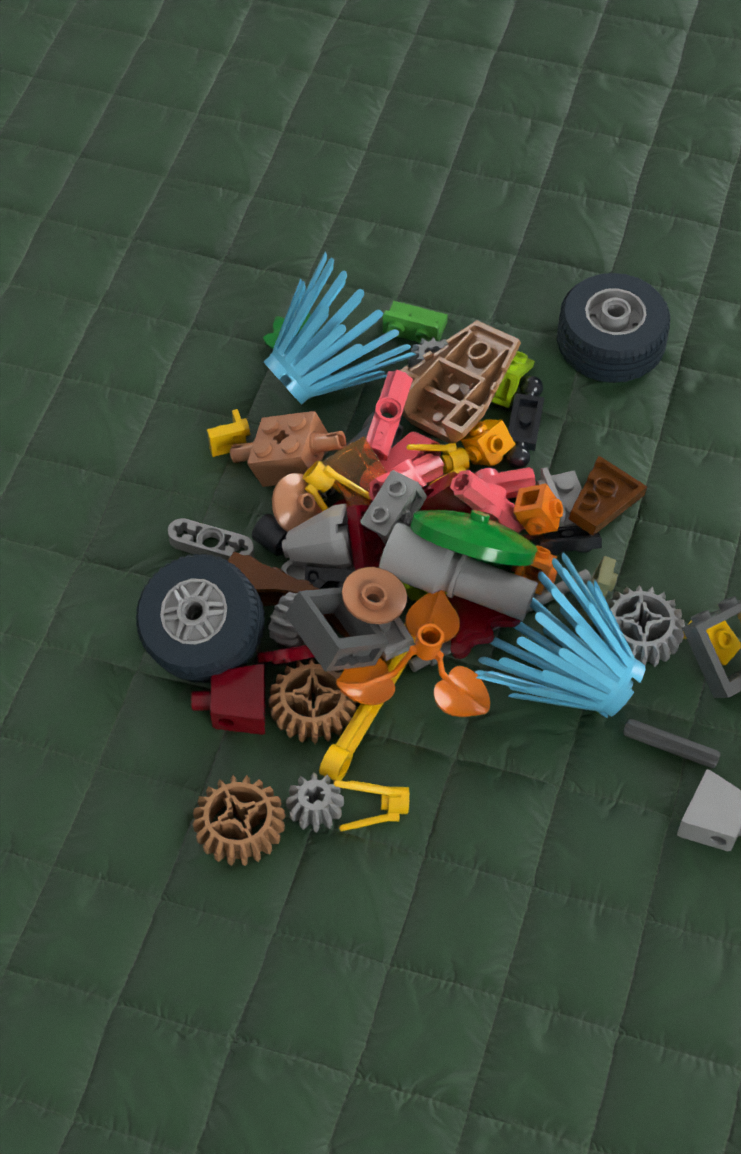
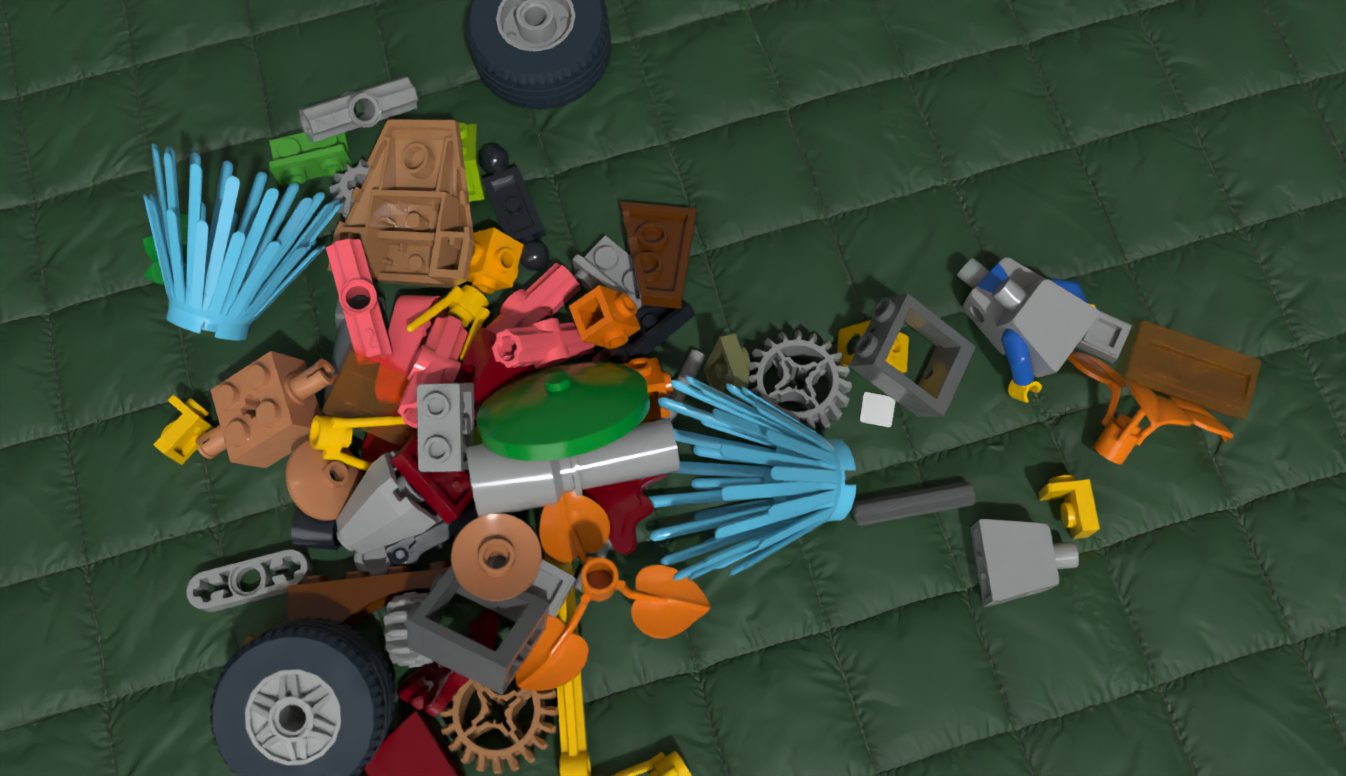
camera: 30 degrees left, 15 degrees up
(447, 306) = (338, 115): none -> light grey piece
(688, 677) = (877, 409): none -> white sticker

